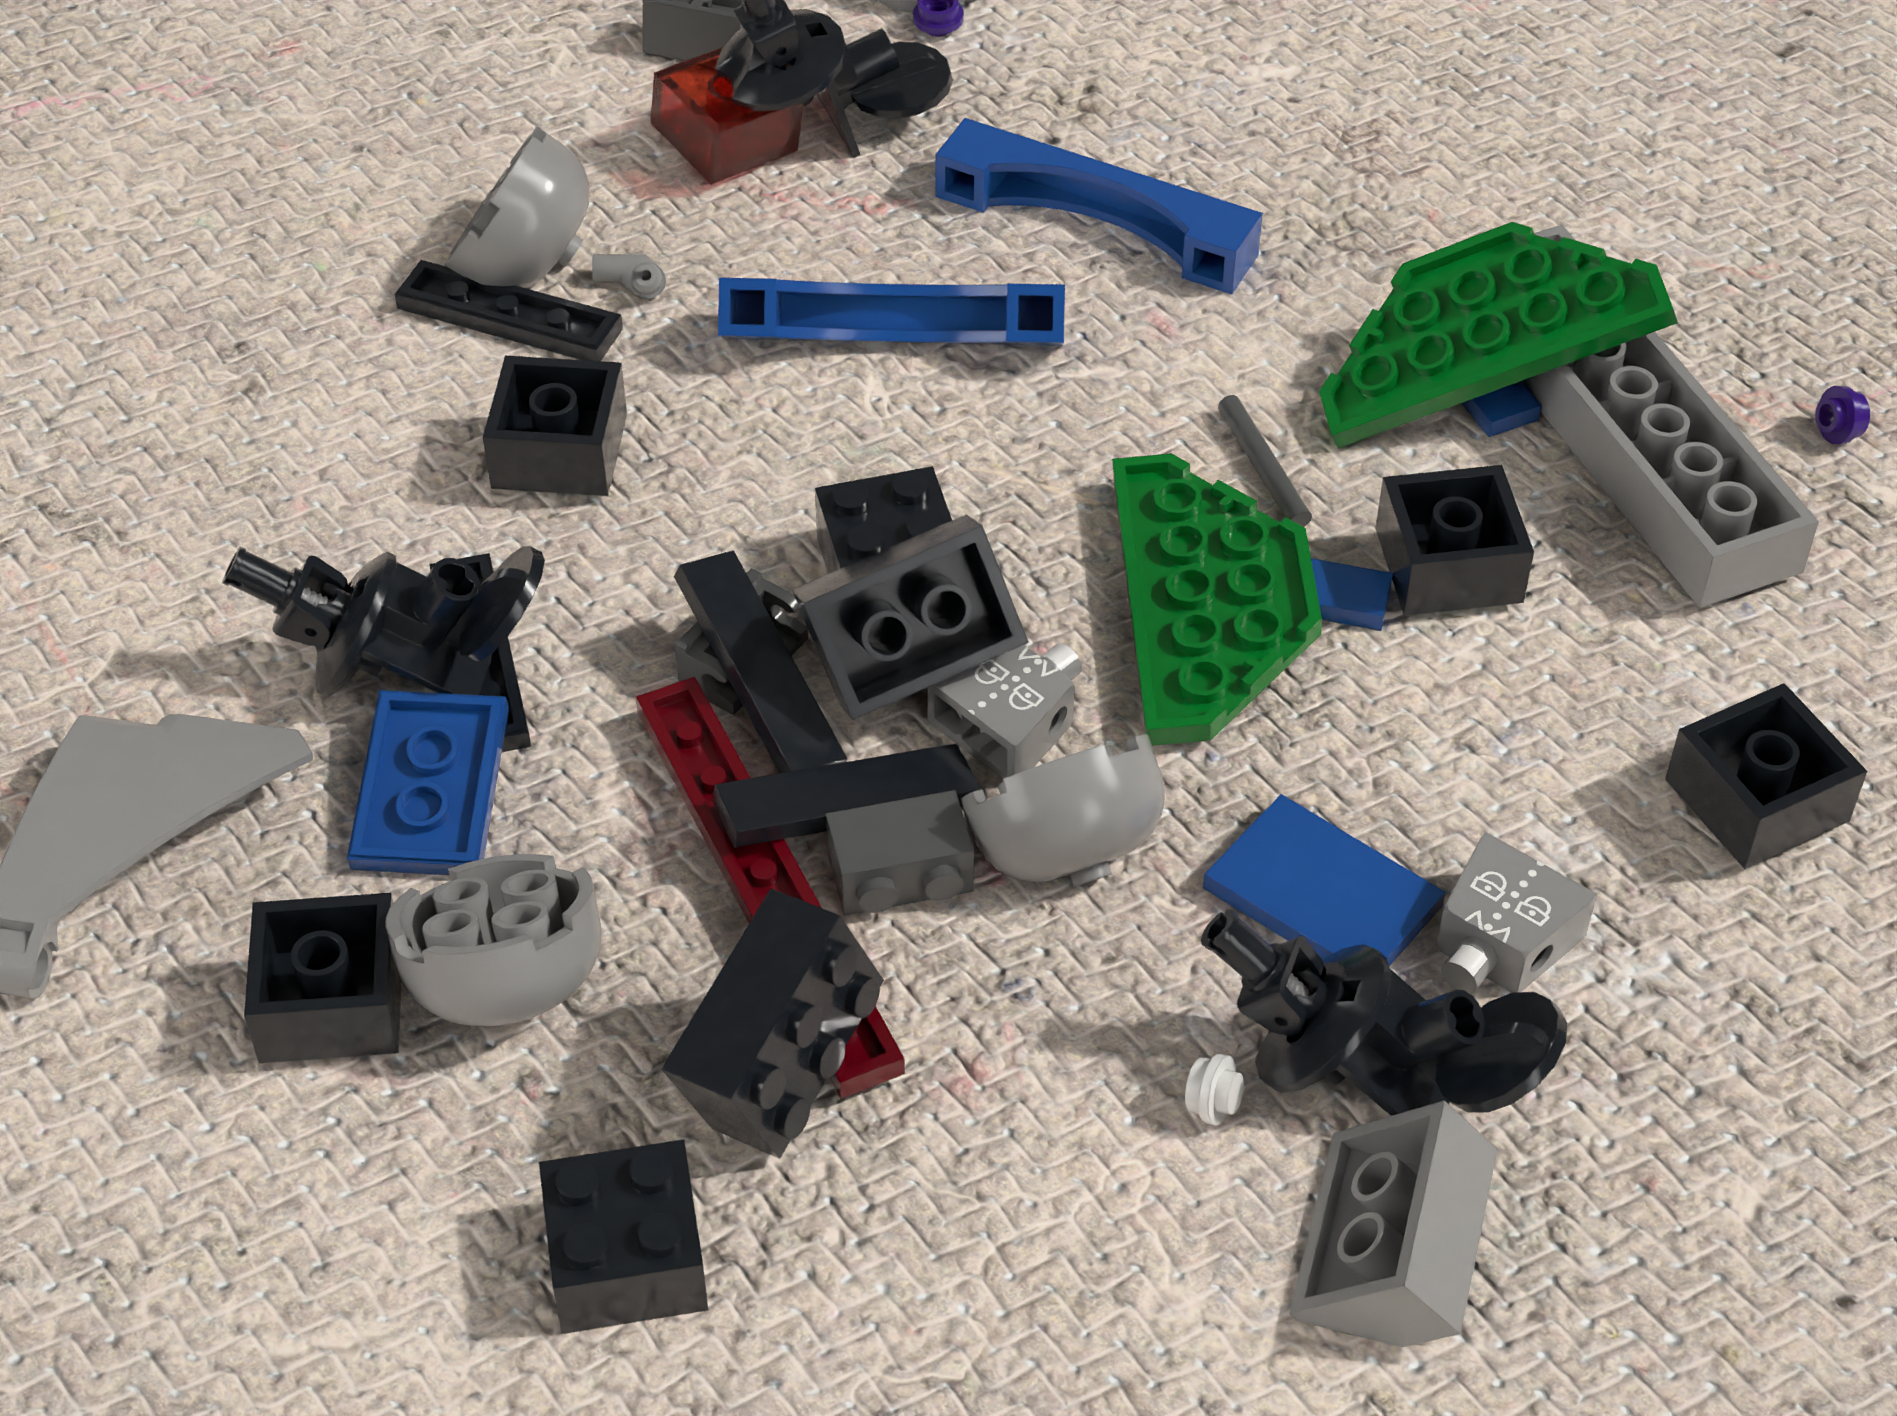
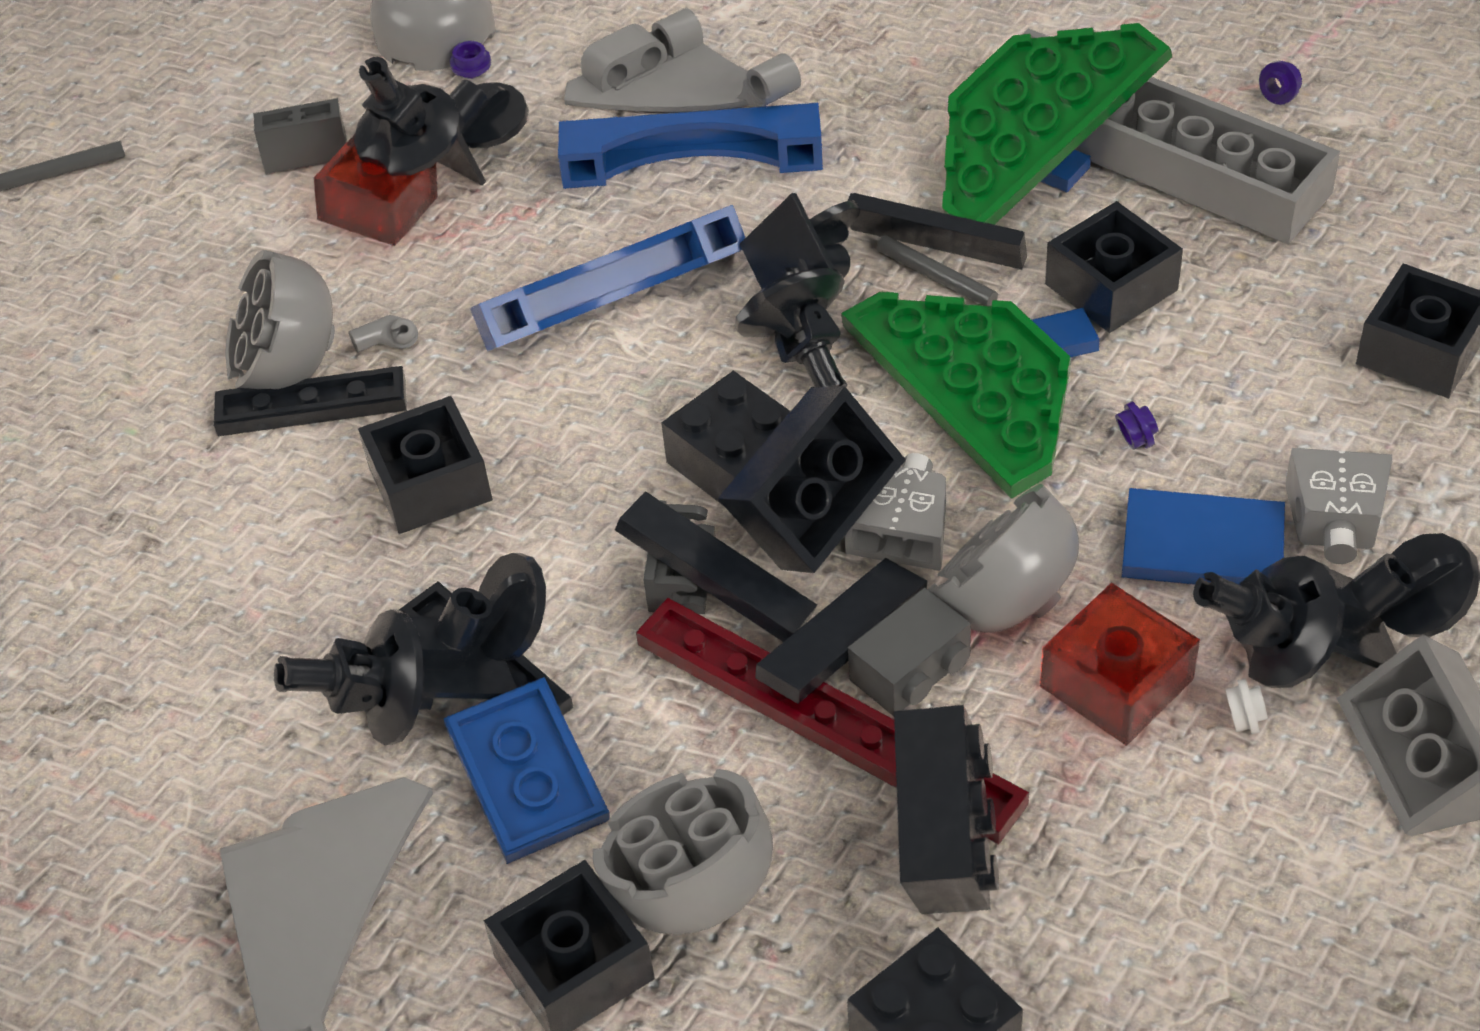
camera: 25 degrees left, 0 degrees up
(1089, 393) = (800, 275): none -> black piece
(1104, 971) = (1119, 663): none -> clear red brick
(1139, 112) = (673, 72): none -> light grey panel
(1293, 414) = (940, 231): none -> black tile
(1344, 730) = (1137, 425): none -> dark purple plate

